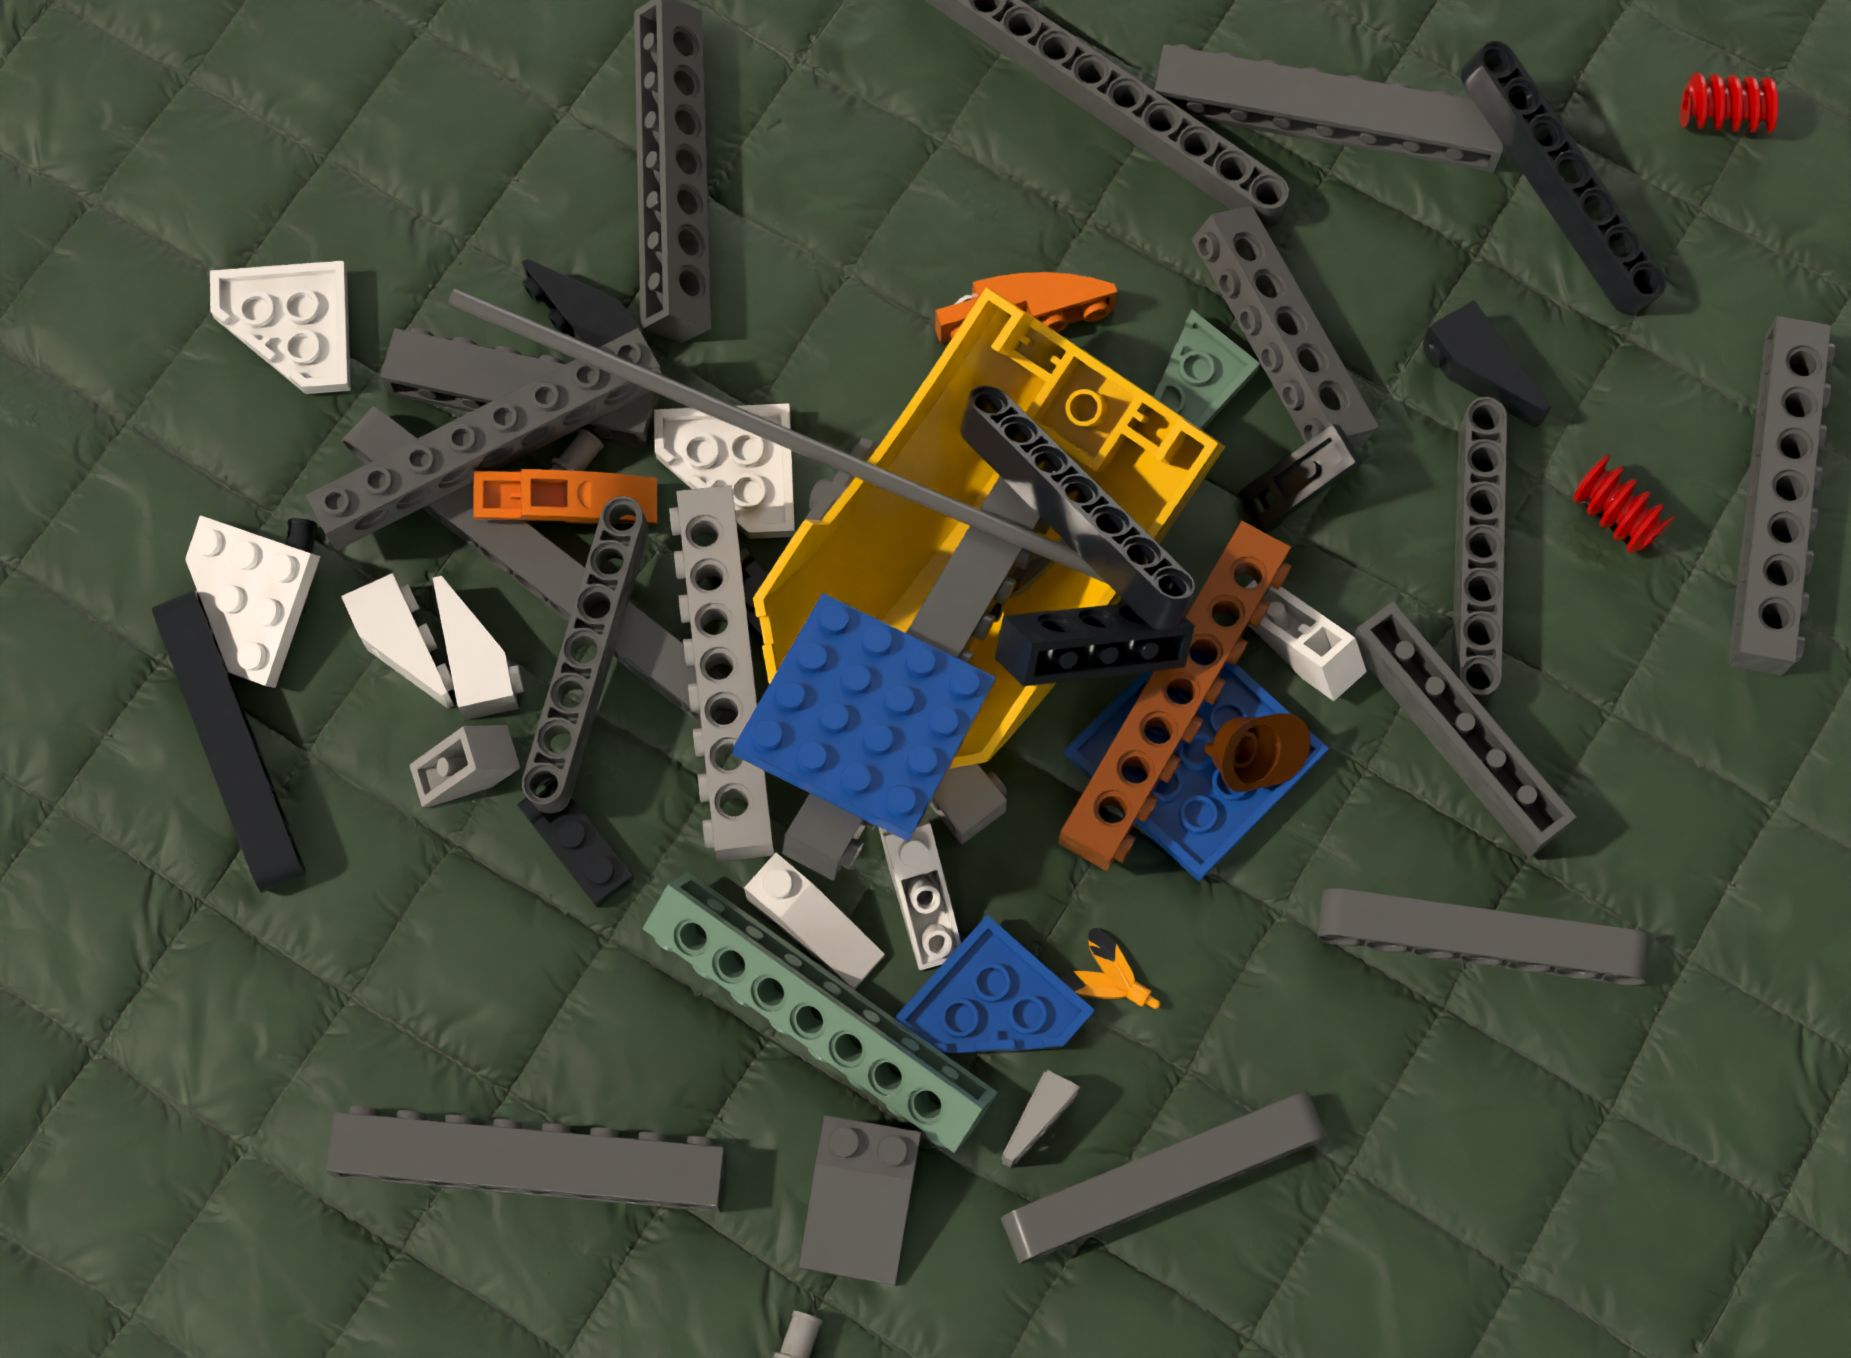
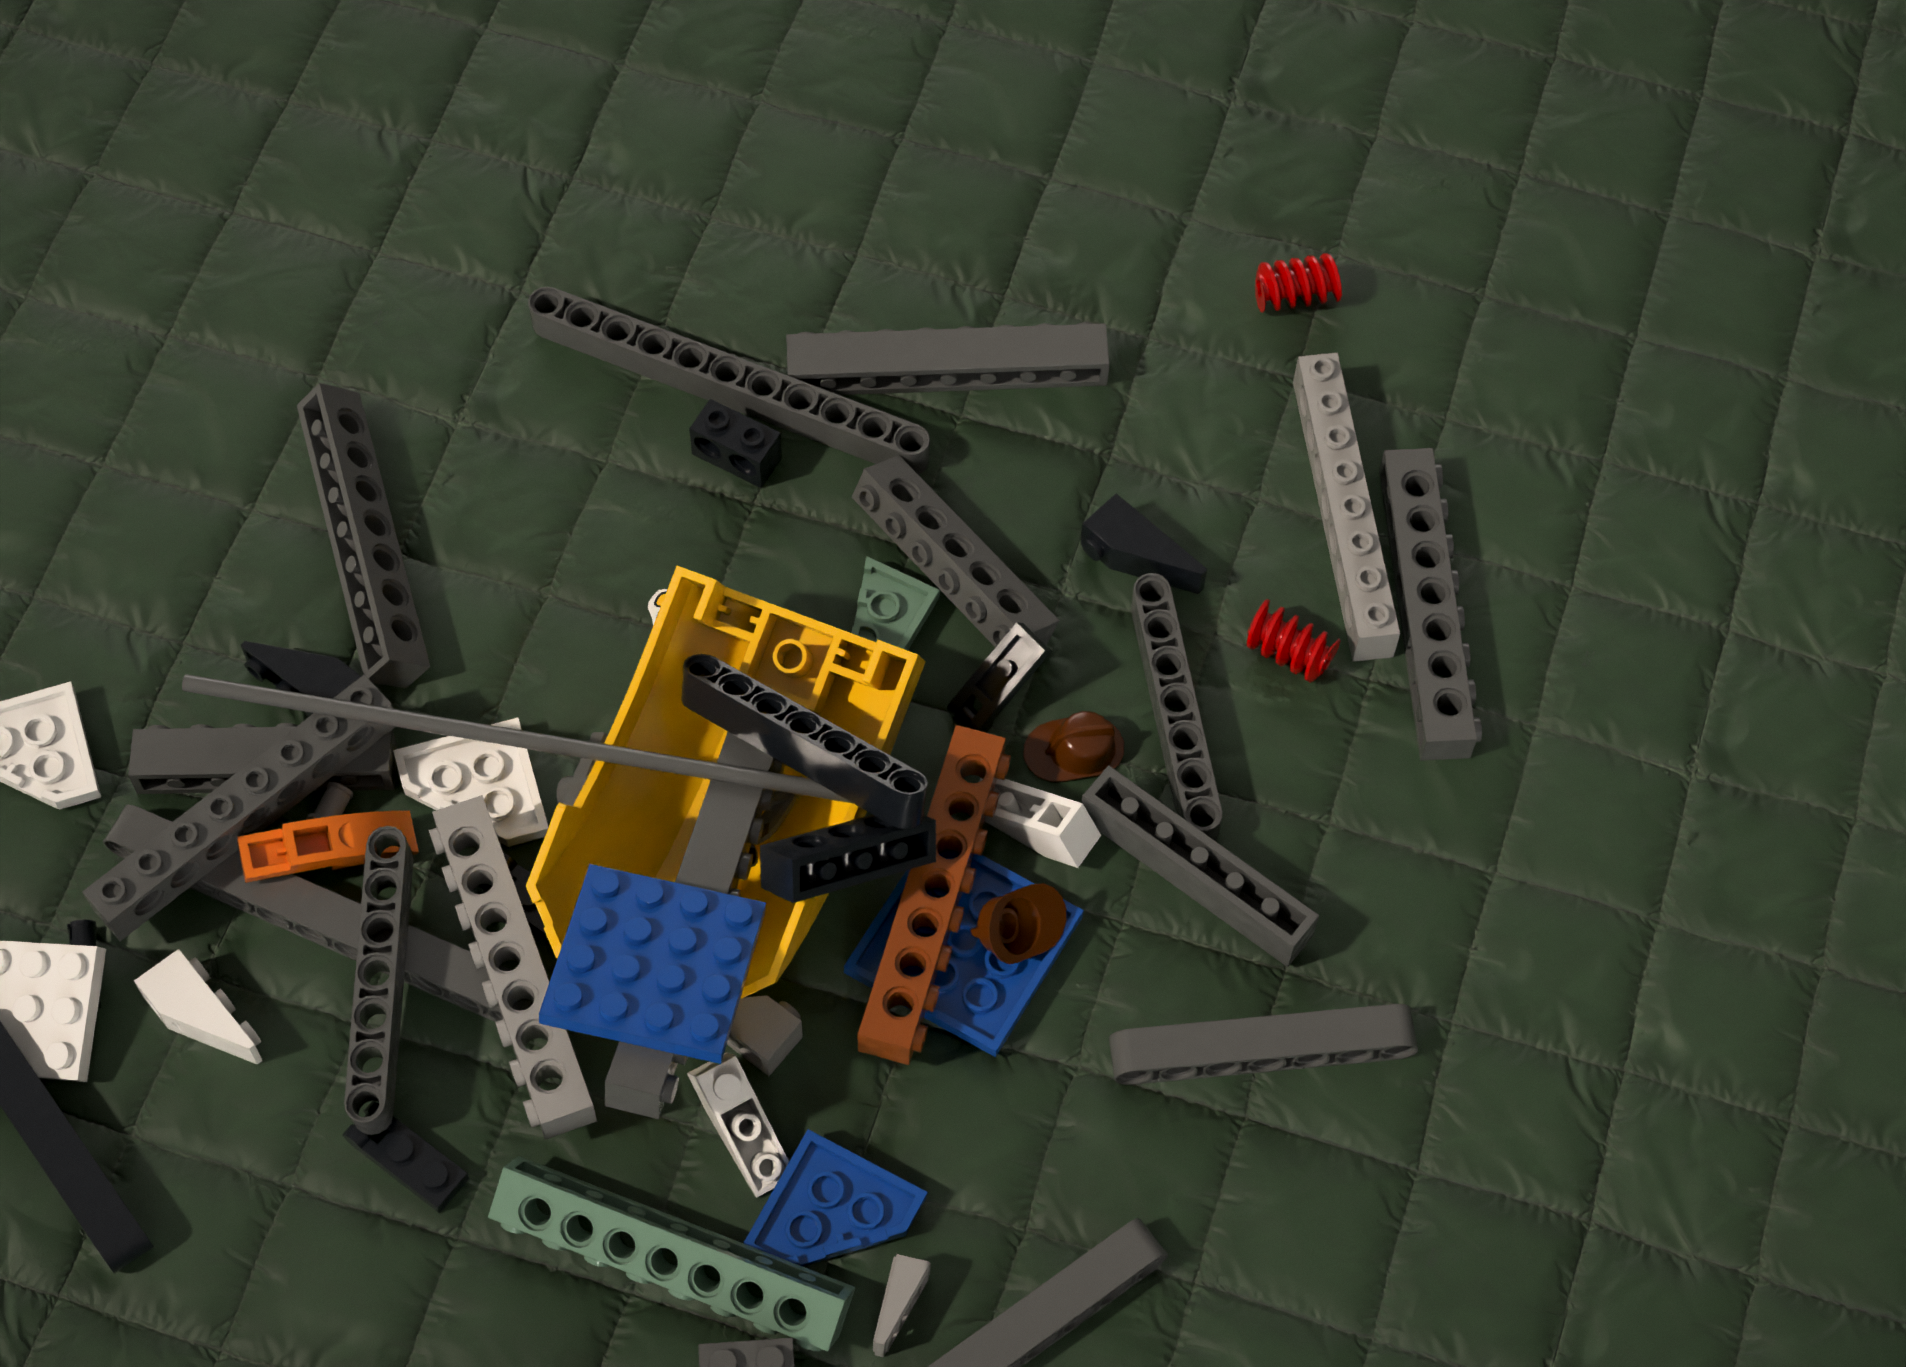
camera: 15 degrees left, 10 degrees down
(464, 764) = (284, 1108): light grey slope -> none
(477, 663) = (276, 1010): white slope -> none
(812, 921) = (644, 1173): white slope -> none
(1047, 296) = (743, 570): orange slope -> none
(1082, 153) = (735, 443): none -> black brick
(1117, 978) = (940, 1161): light orange piece -> none
(1361, 568) = (1073, 747): none -> reddish brown piece
(1563, 178) = (1168, 374): black beam -> none
(1718, 368) = (1345, 508): none -> light grey brick

